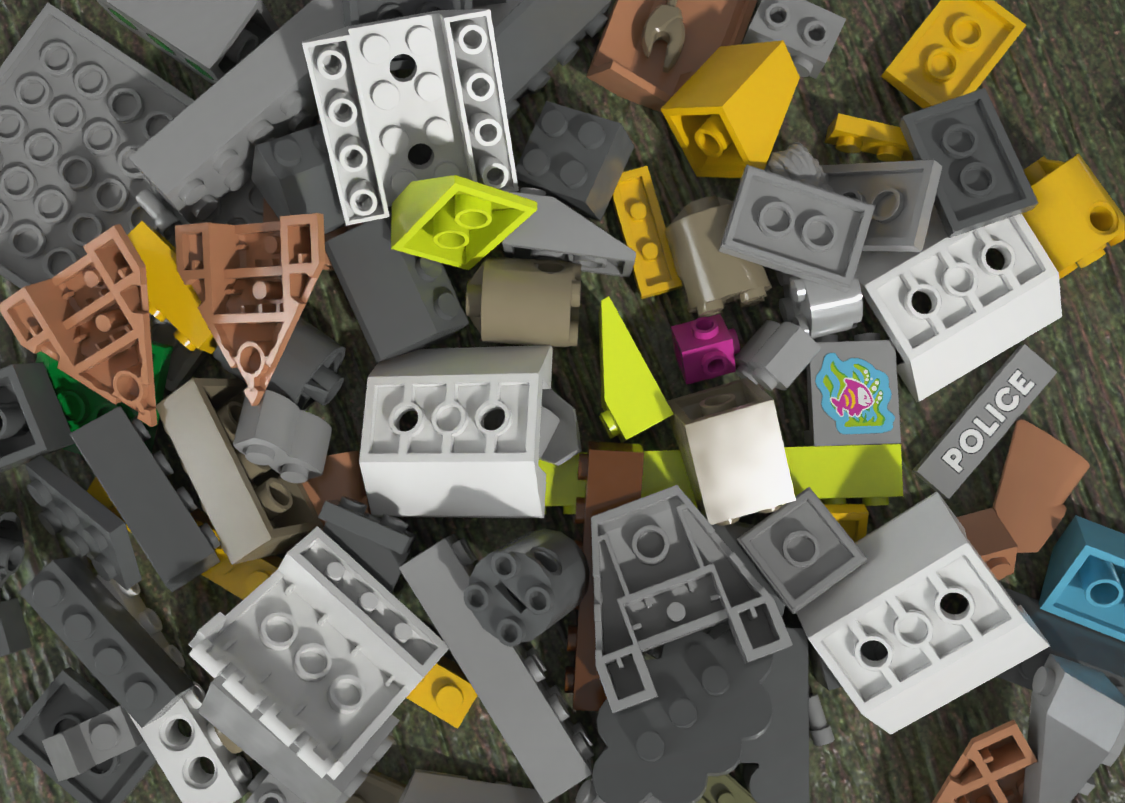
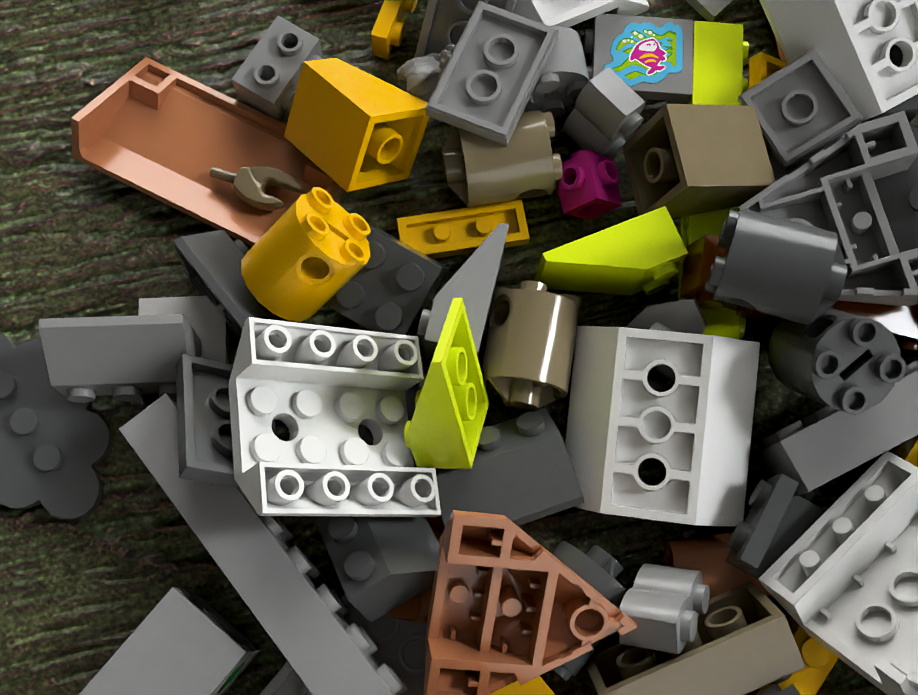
camera: 90 degrees left, 10 degrees down
(577, 70) = (306, 256): none -> yellow cylinder
(602, 512) = (777, 266): none -> dark grey cylinder

